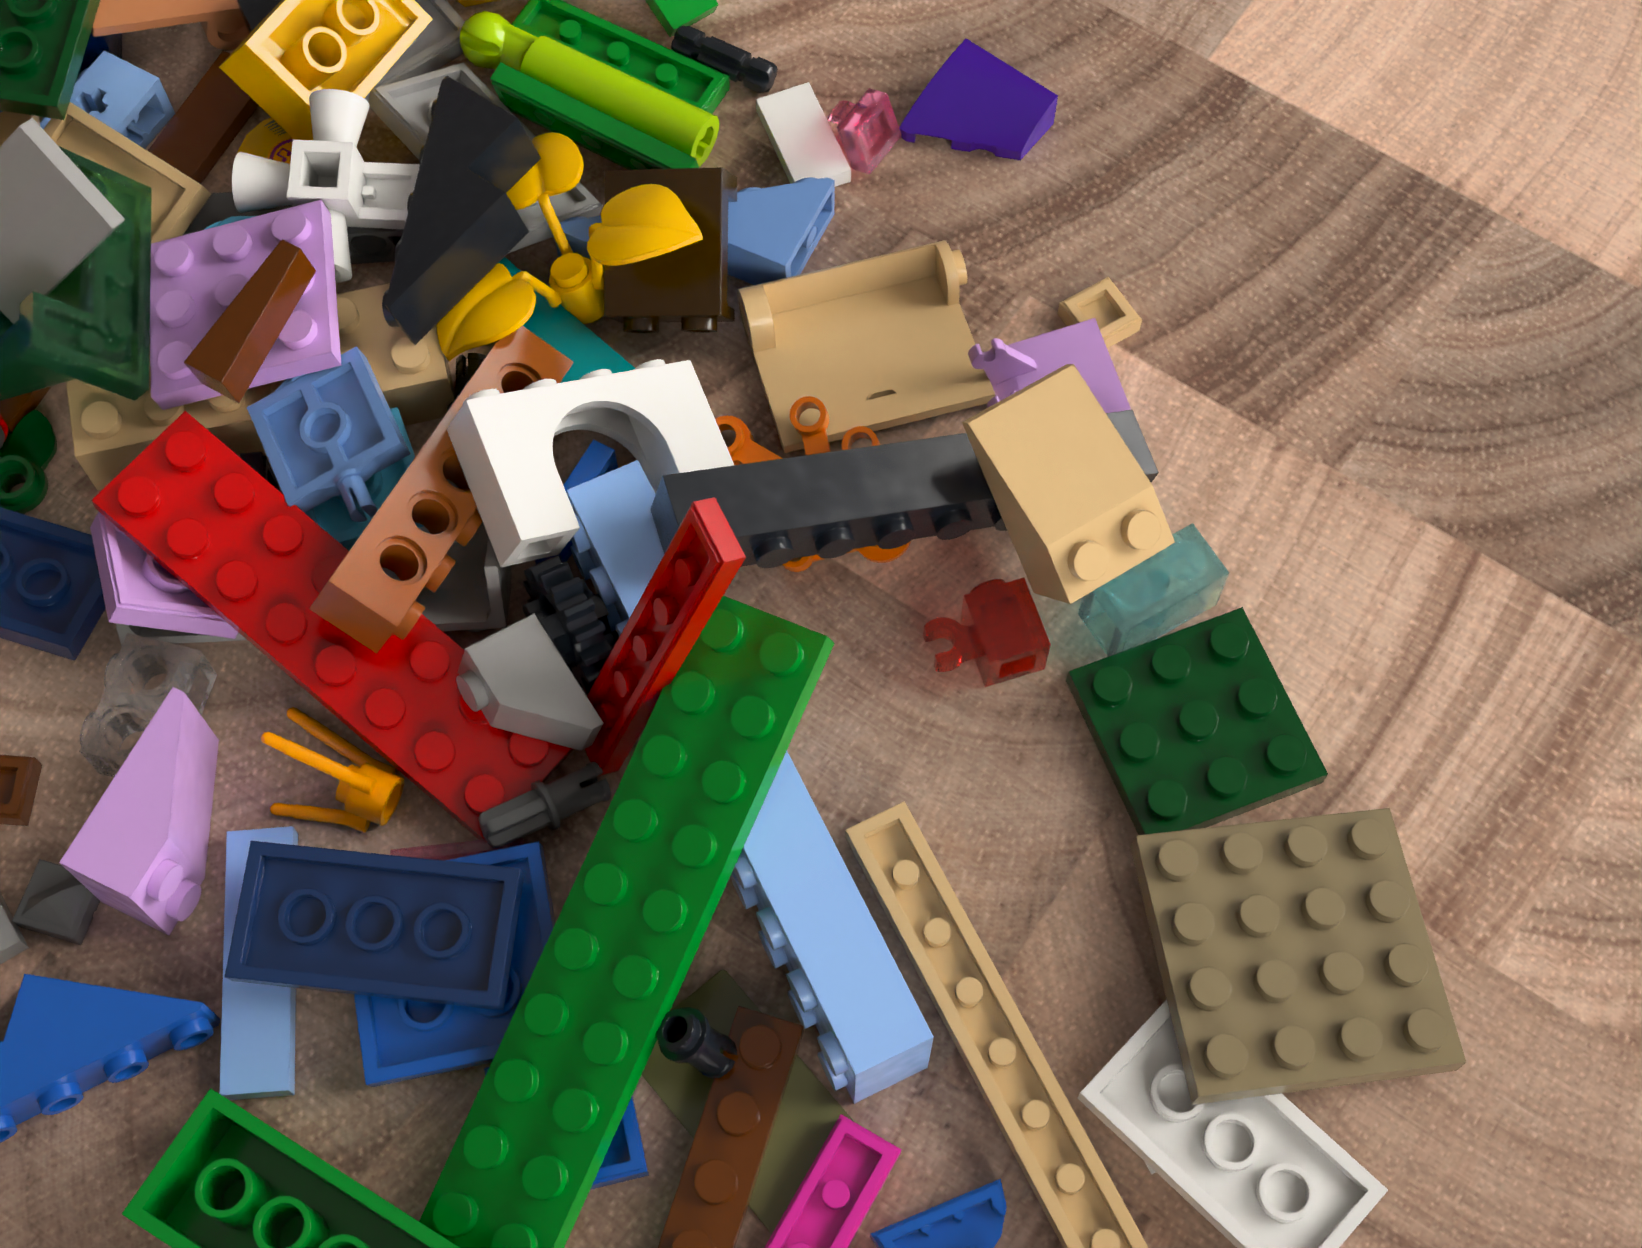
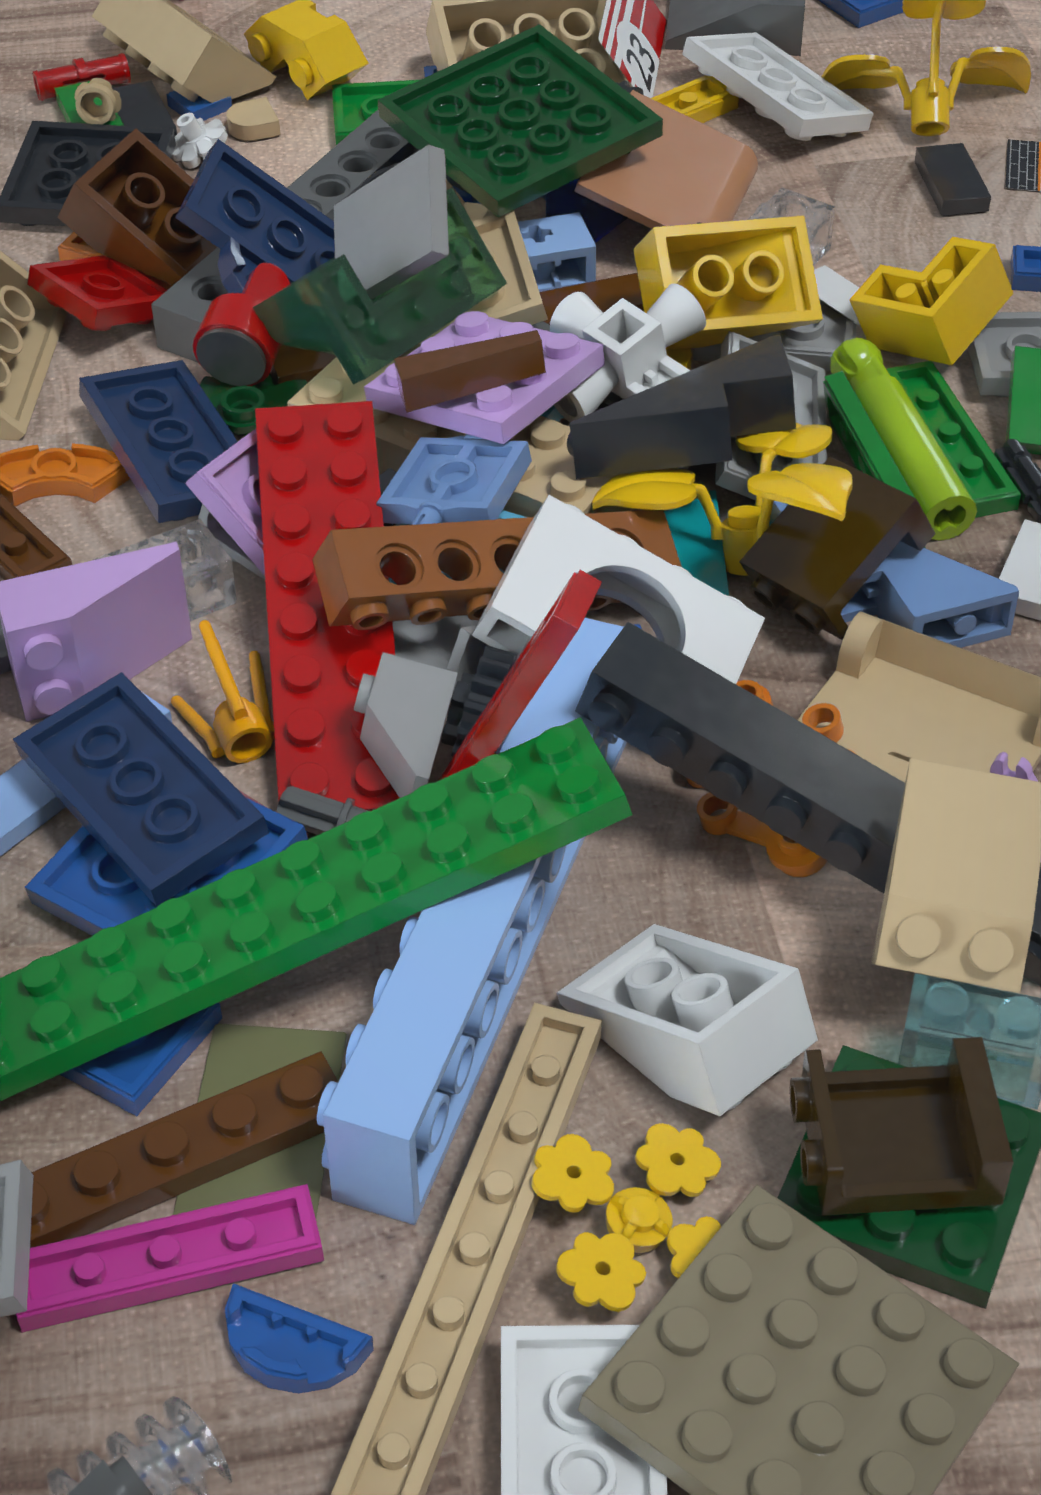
camera: 45 degrees right, 20 degrees down
(690, 1039) = (249, 1015): black pin -> none
(950, 738) = (696, 1015): none -> white slope
(996, 630) = (828, 961): clear red brick -> none
(1069, 926) = (634, 1216): none -> yellow plant
(1188, 710) = (903, 1134): none -> dark brown panel

